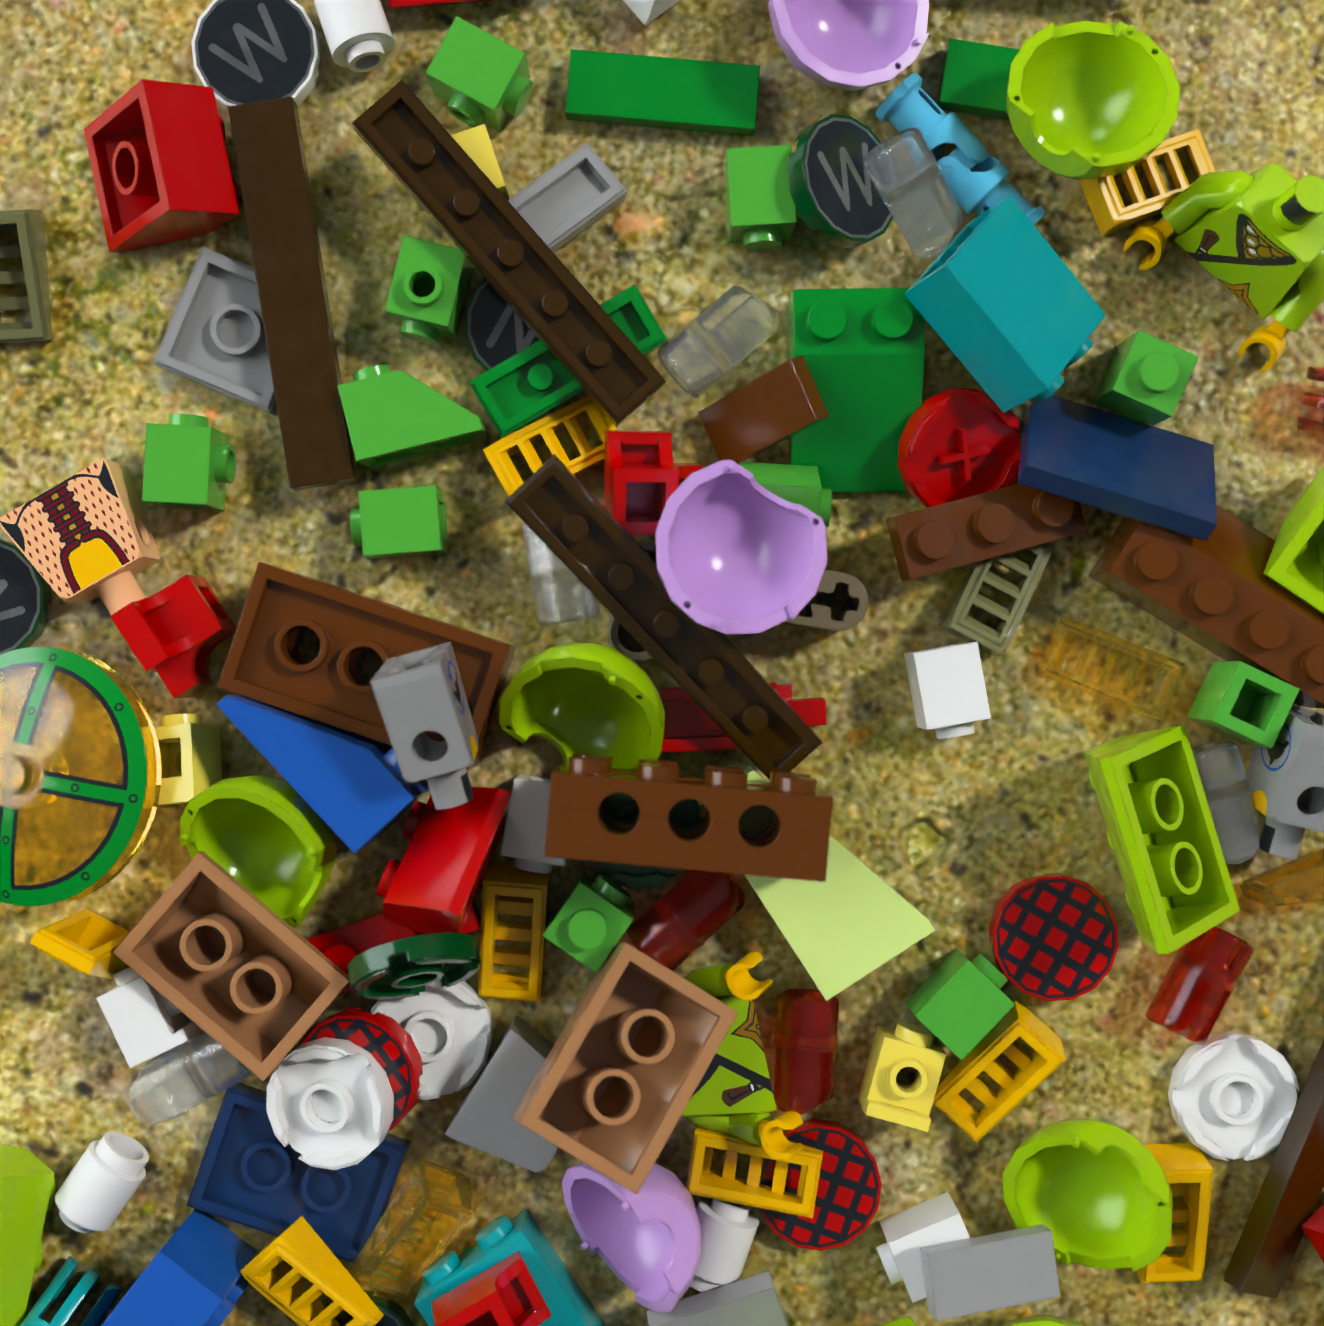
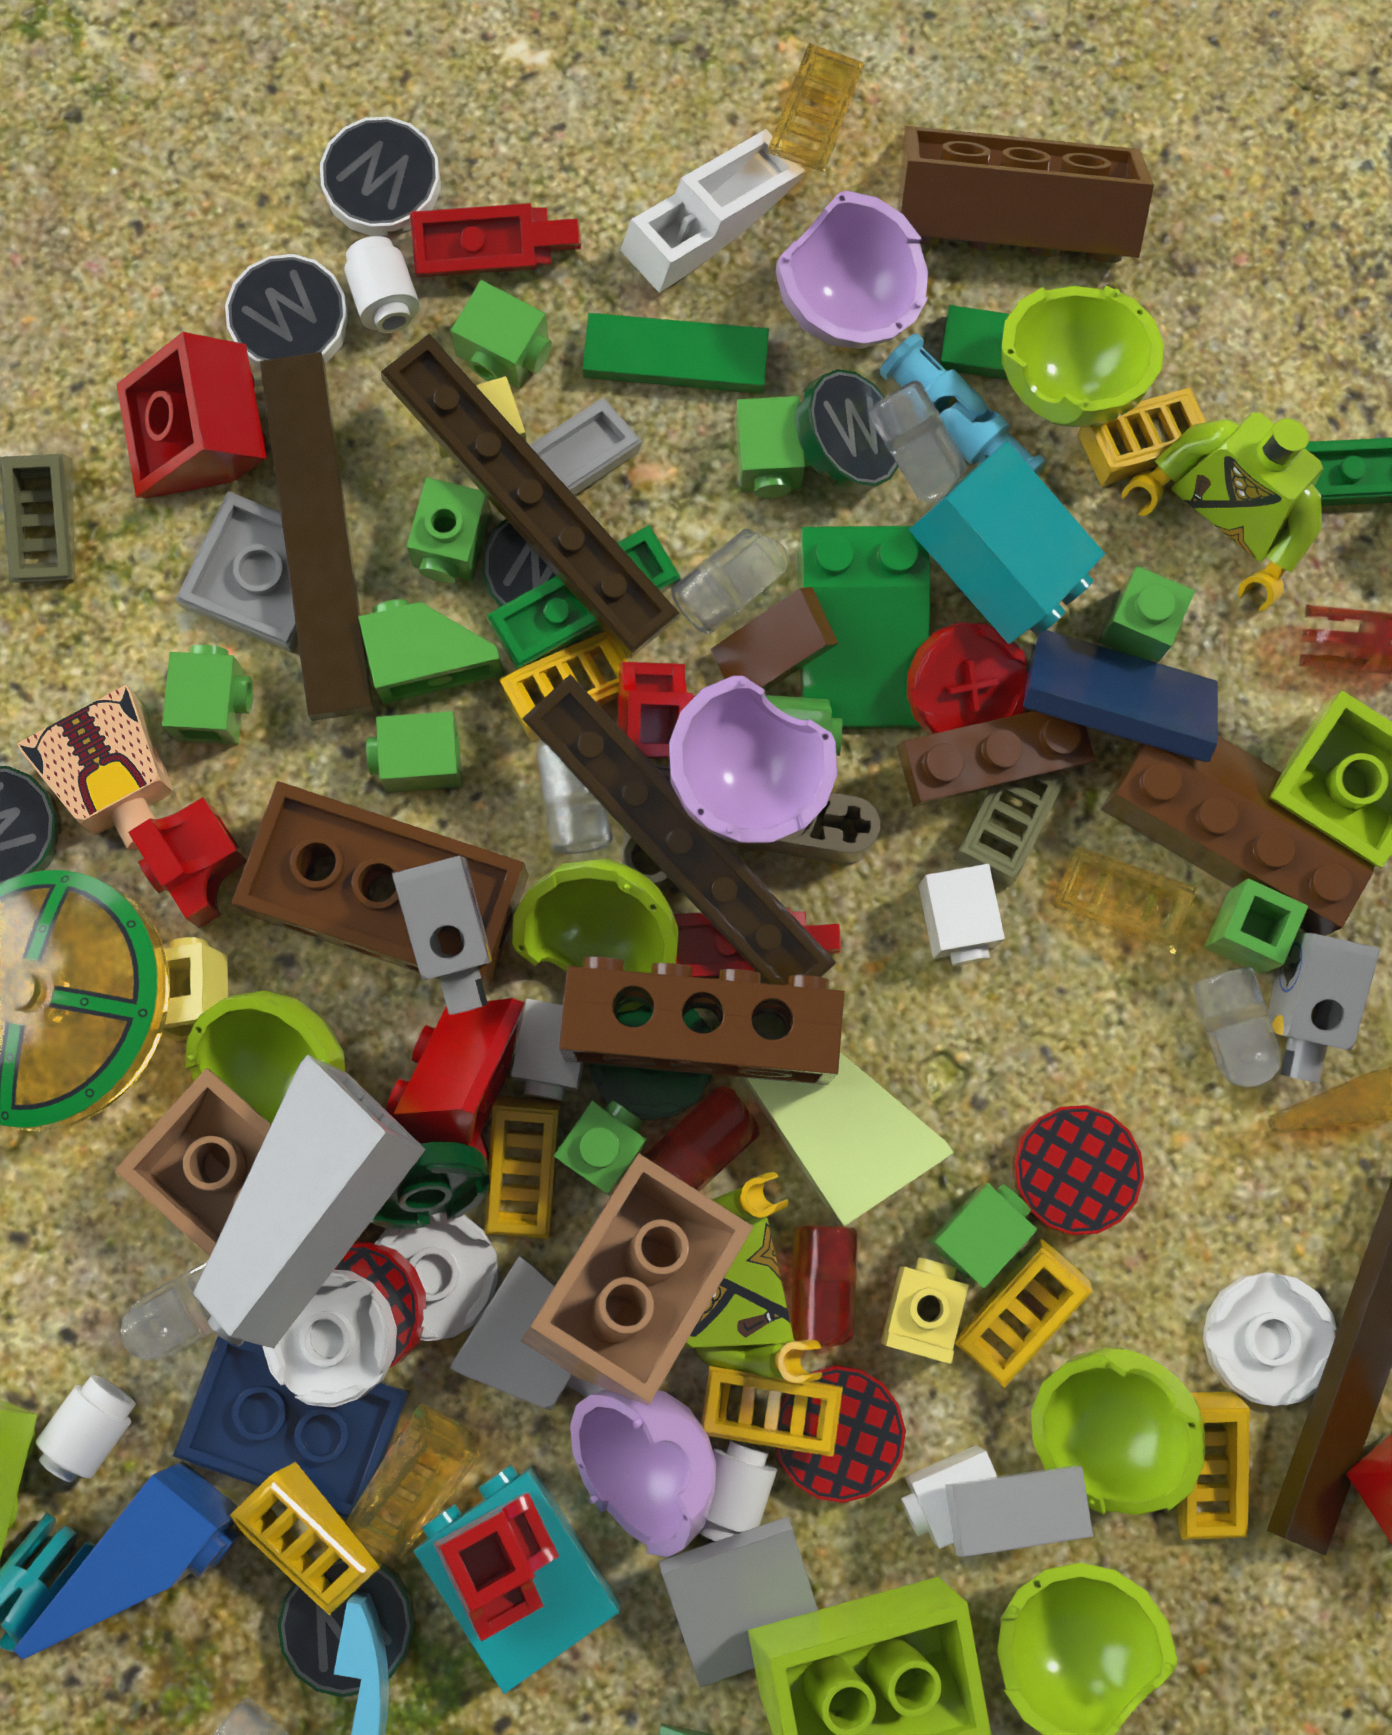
camera: 10 degrees left, 10 degrees down
(83, 943) = (81, 1175): yellow slope -> none
(143, 1018) = (141, 1245): white brick -> none
(297, 994) = (303, 1204): none -> slope
(339, 773) = (356, 989): blue slope -> none
(1162, 836) = (1180, 1053): lime slope -> none
(1200, 984) = (1228, 1213): clear red arm -> none

